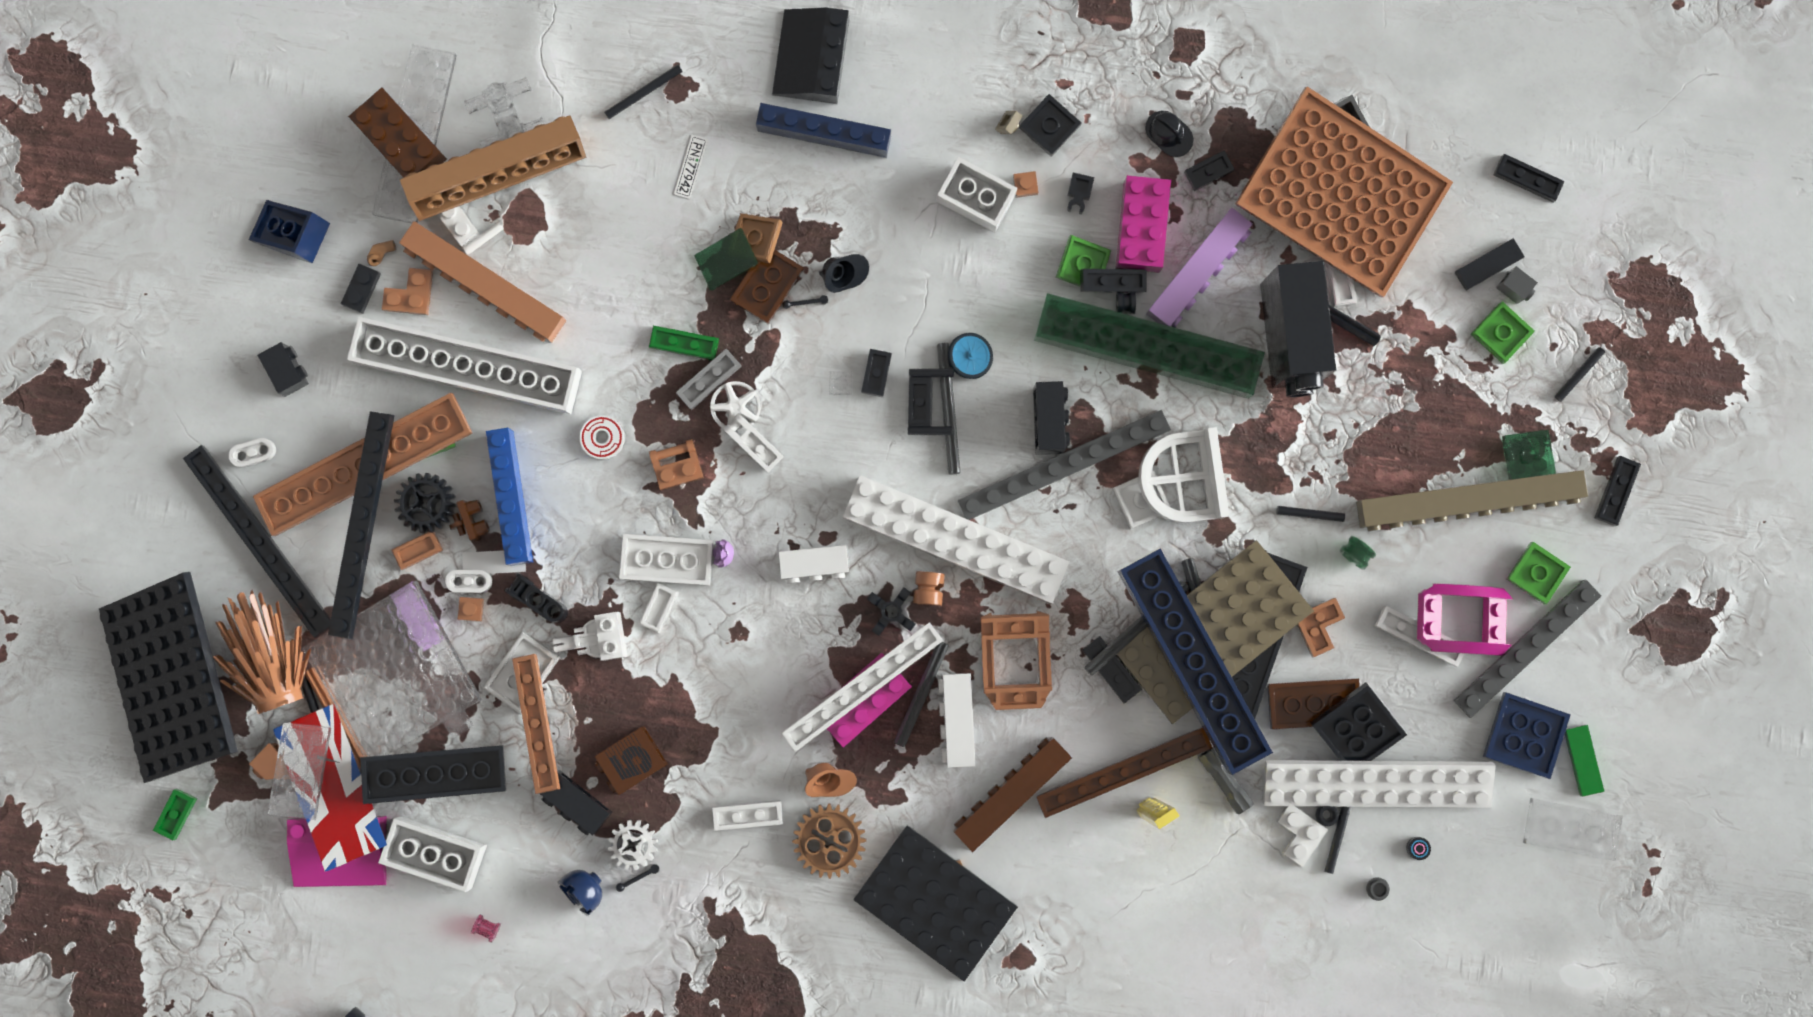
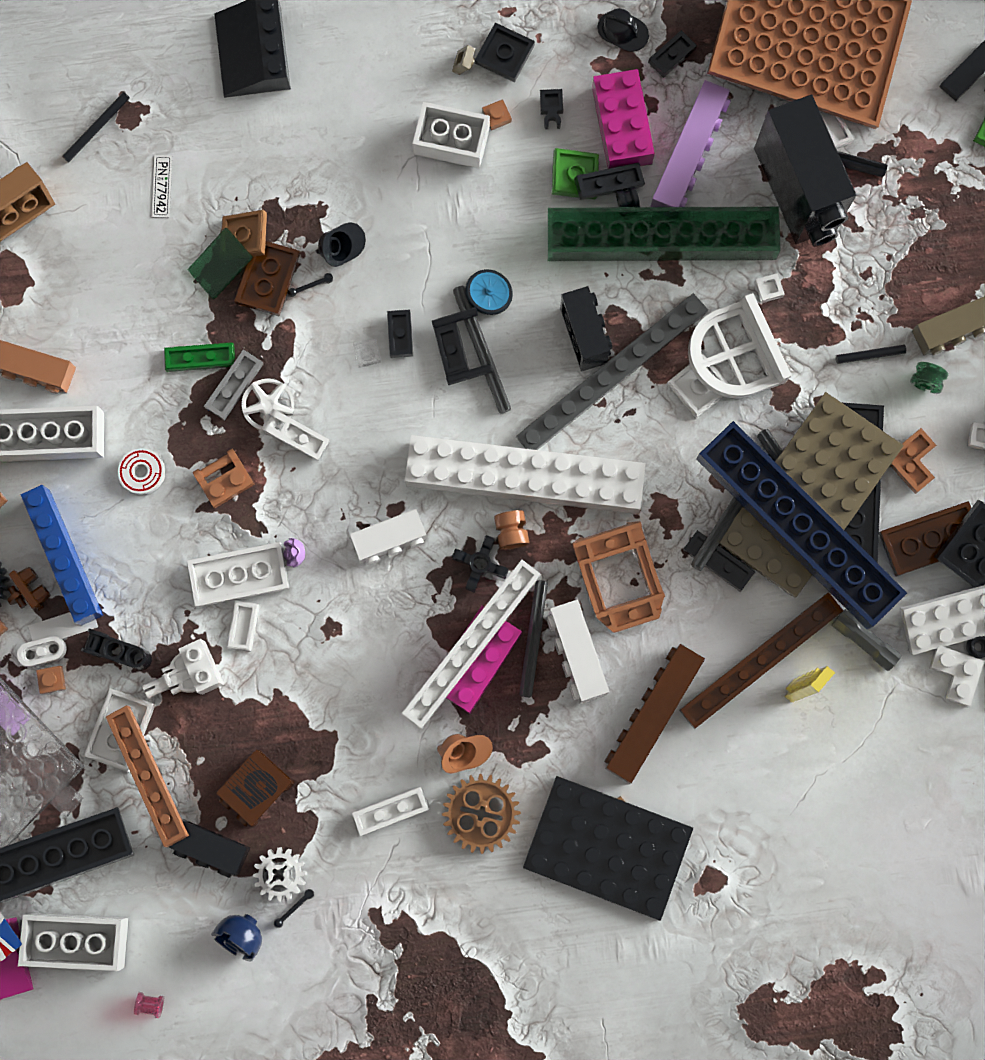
camera: 10 degrees left, 5 degrees down
(823, 130) = (283, 114): dark blue brick -> none
(1234, 424) = (769, 288): none -> white plate

